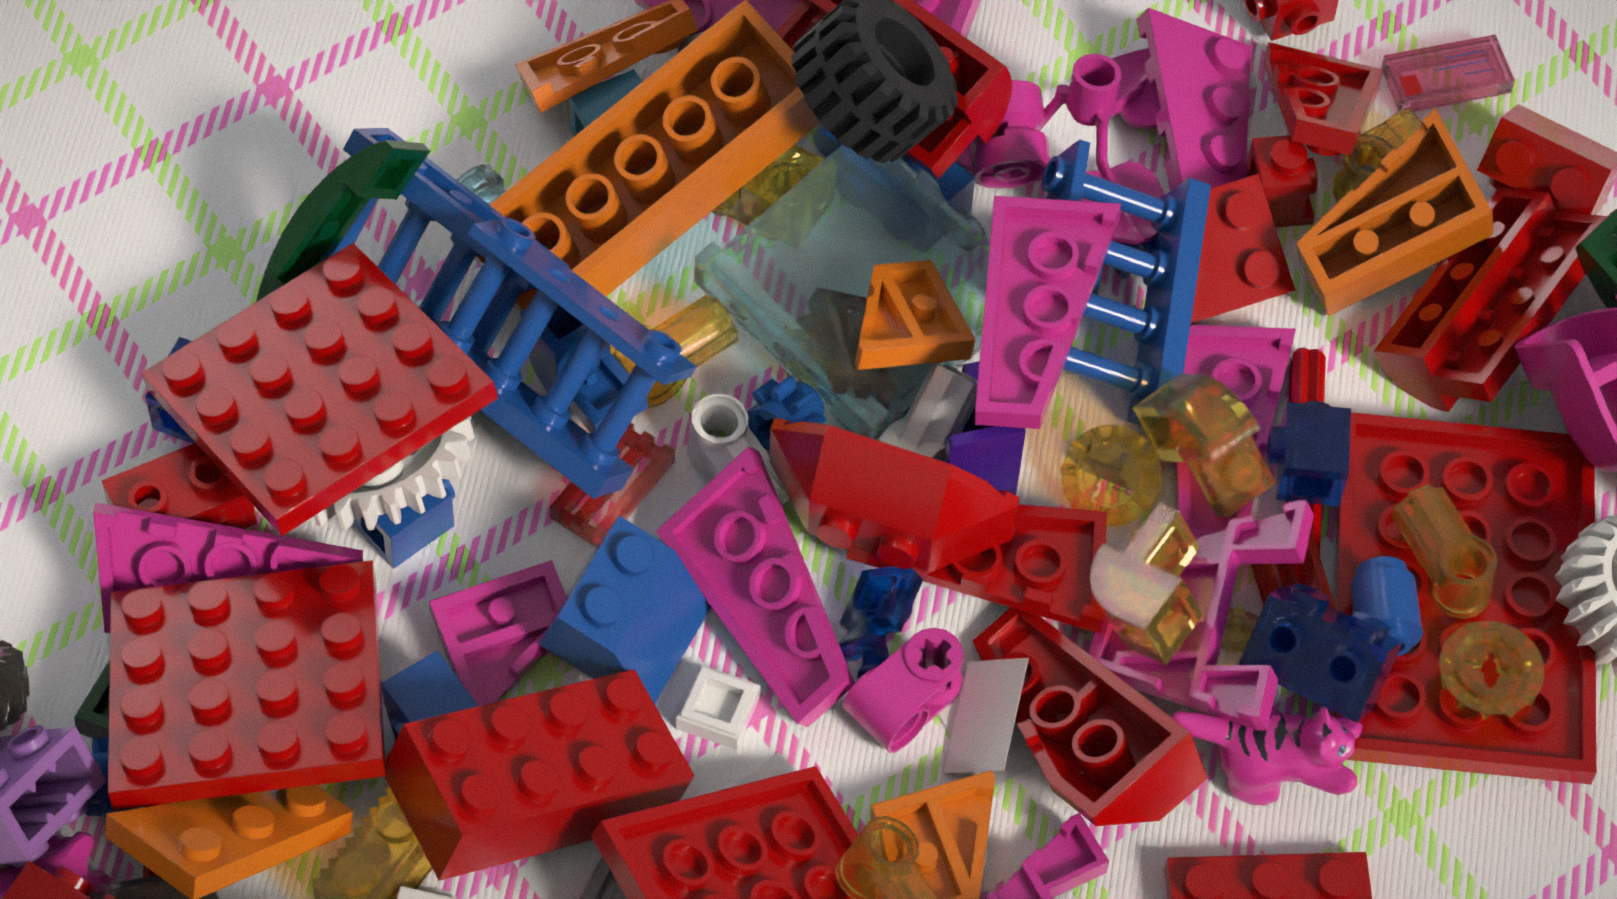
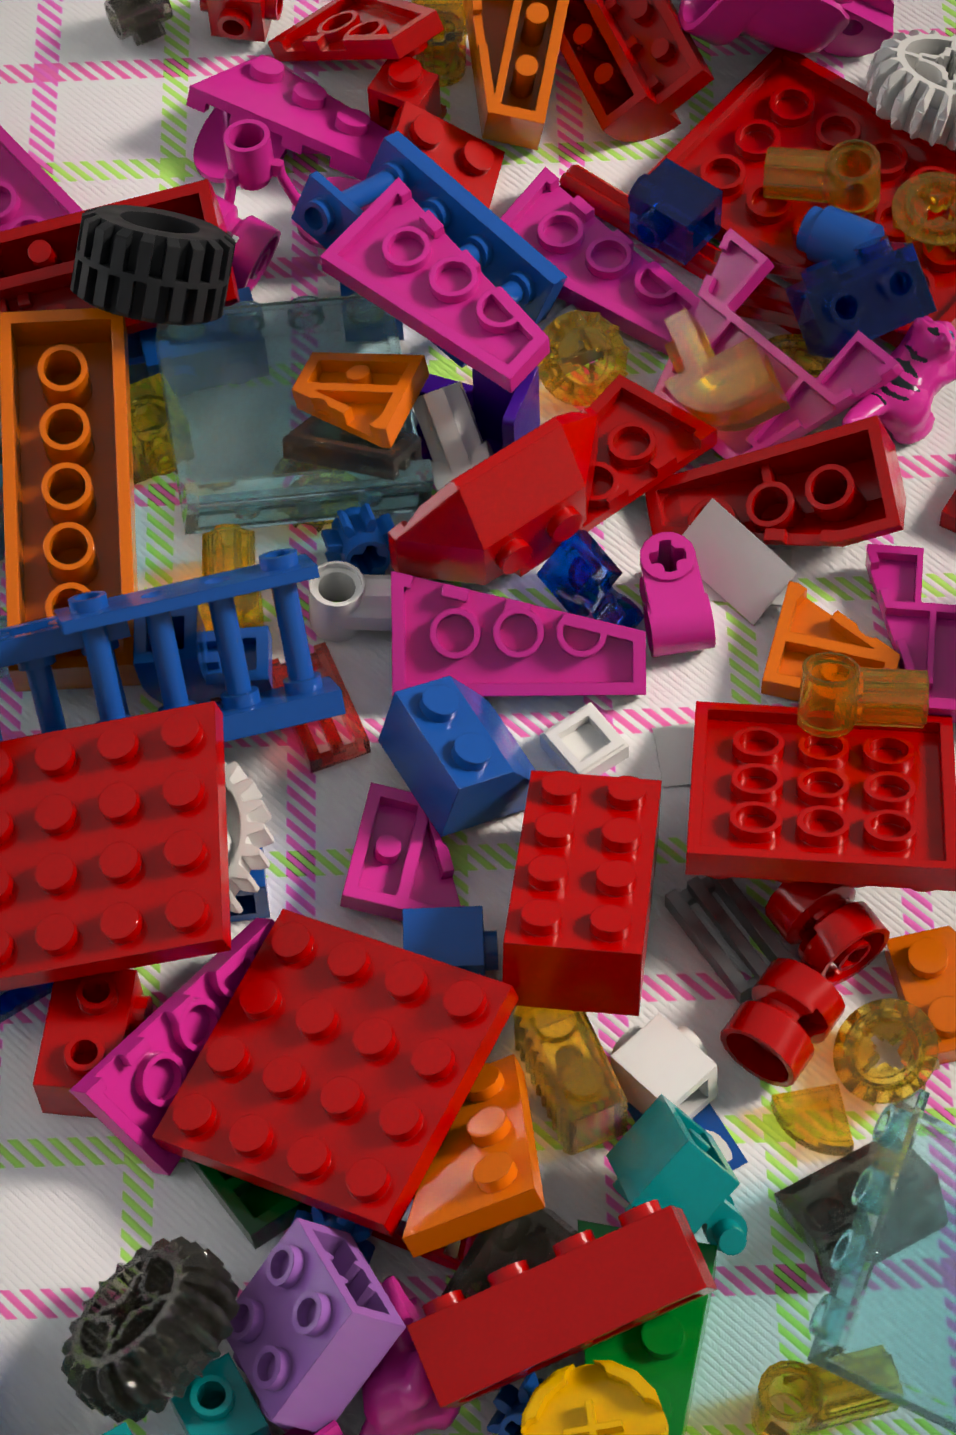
camera: 50 degrees left, 0 degrees up
(1212, 431) = (611, 256): clear yellow brick -> none

